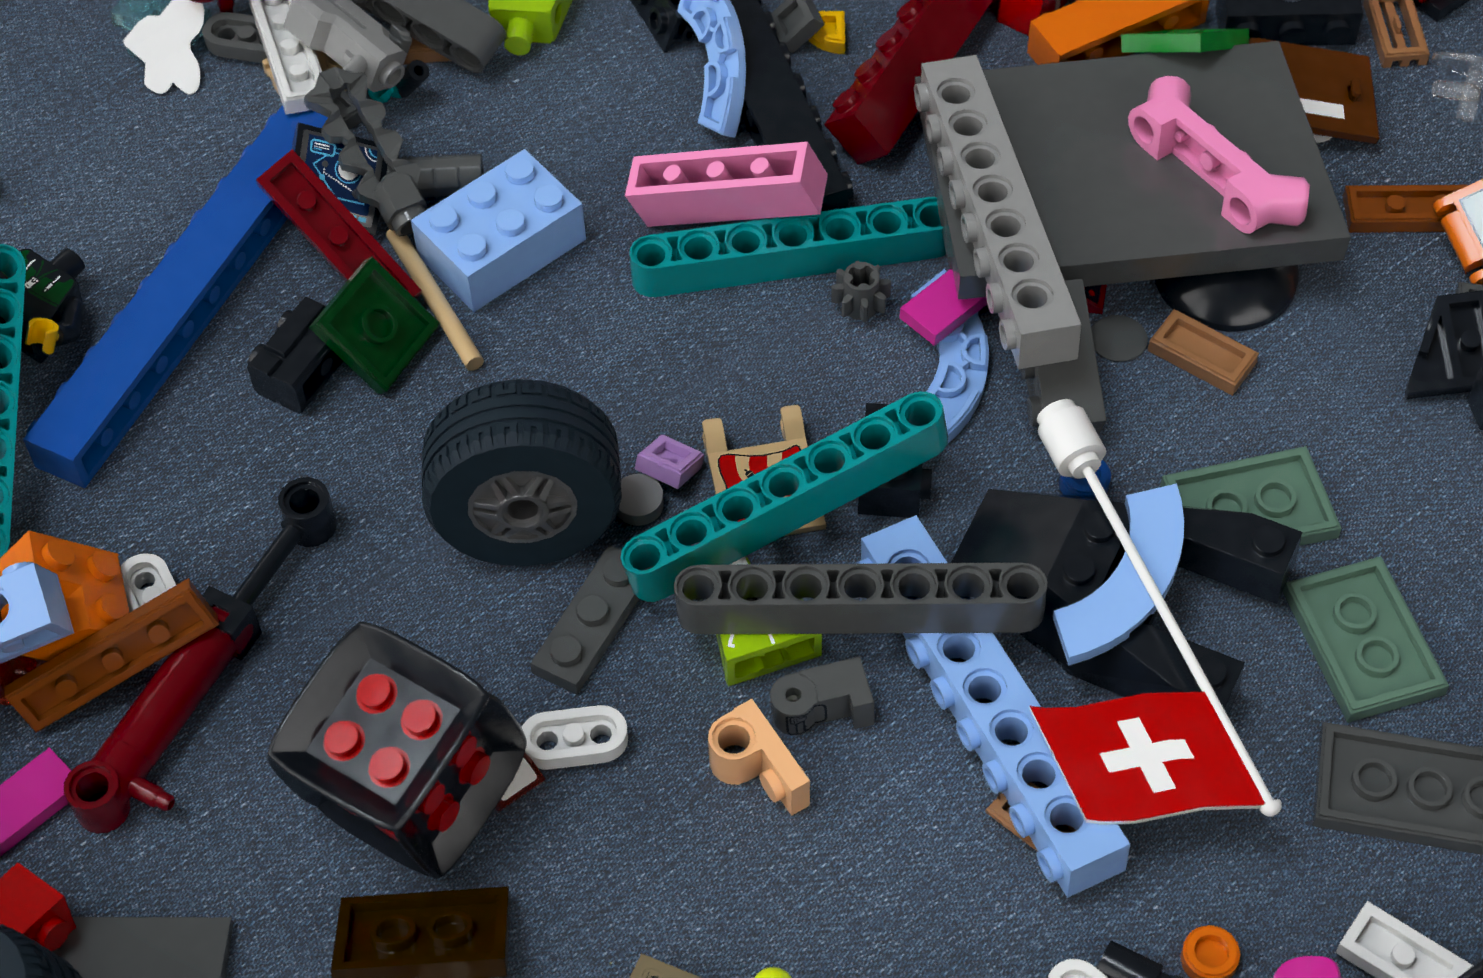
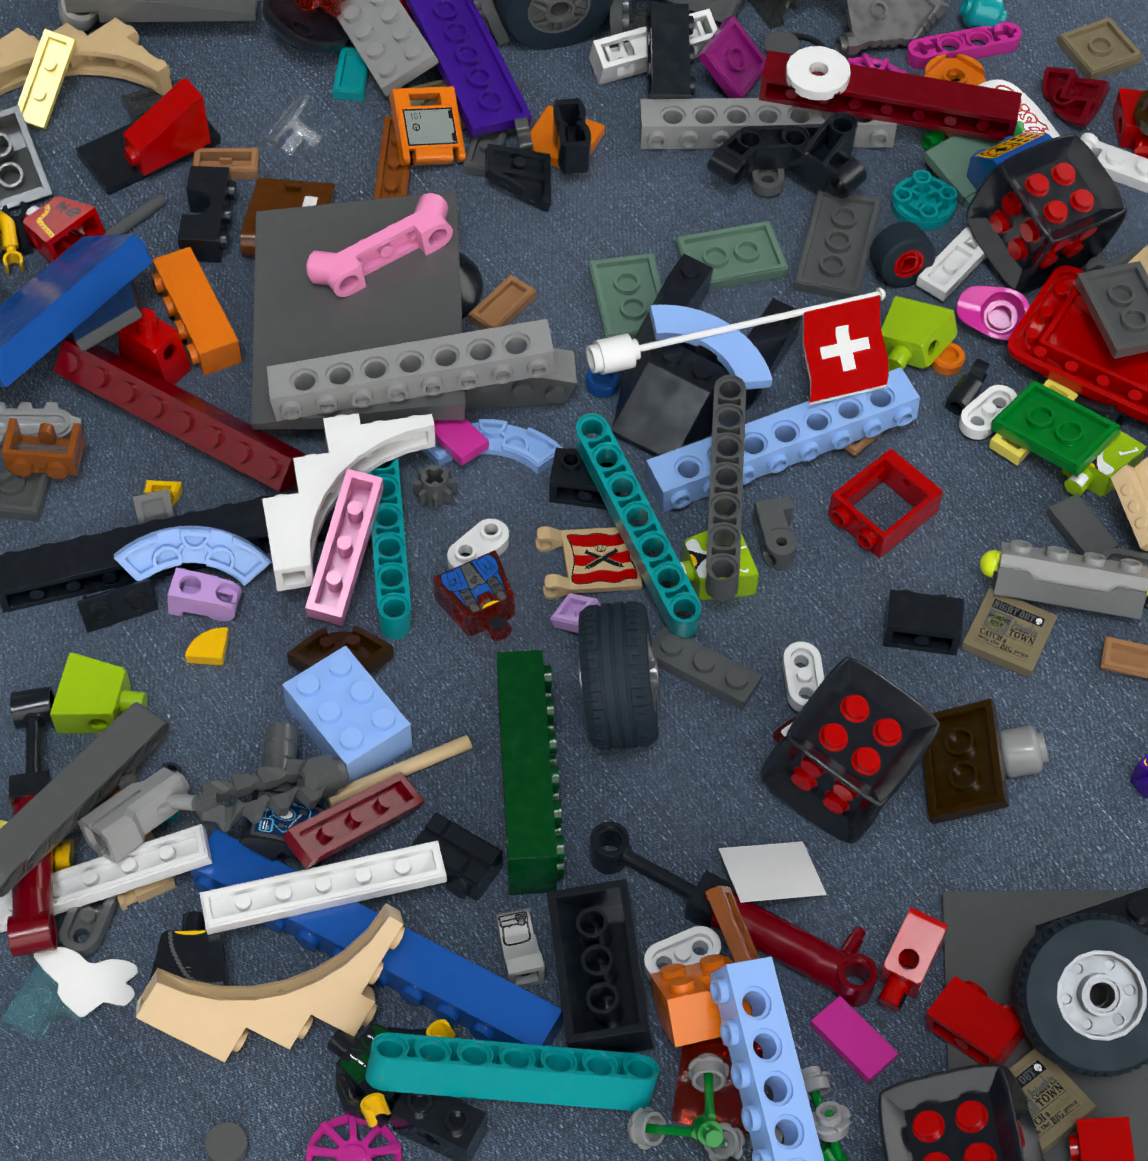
camera: 90 degrees left, 0 degrees up
(96, 851) = (914, 948): none -> torso
(103, 194) = (217, 1016): none -> tan arch
(136, 496) = (599, 968): none -> black slope
(177, 127) = (192, 952): none -> black torso
(177, 427) = (520, 948): none -> light grey leg
(247, 219) = (322, 887): none -> white tile
(253, 690) = (772, 871): none -> white sticker
(373, 402) = (529, 773): none -> dark green brick
(374, 325) = (440, 798): dark green tile -> none
(605, 100) = (209, 647): none -> yellow tile
(607, 224) = (365, 646): none -> dark brown plate
(671, 78) = (203, 595): none -> lavender leg
(672, 895) = (923, 622): none -> black brick
(686, 351) = (477, 596): none -> torso
(763, 757) = (820, 567): light nougat plate -> none
(770, 350) = (479, 543): none -> white plate
(872, 171) = (297, 518): none -> white arch
(927, 881) = (902, 479): none -> red window
(1183, 40) = (241, 265): green tile -> none
(1230, 887) = (916, 333): none -> lime torso
(1404, 869) = (901, 253): none -> black wheel

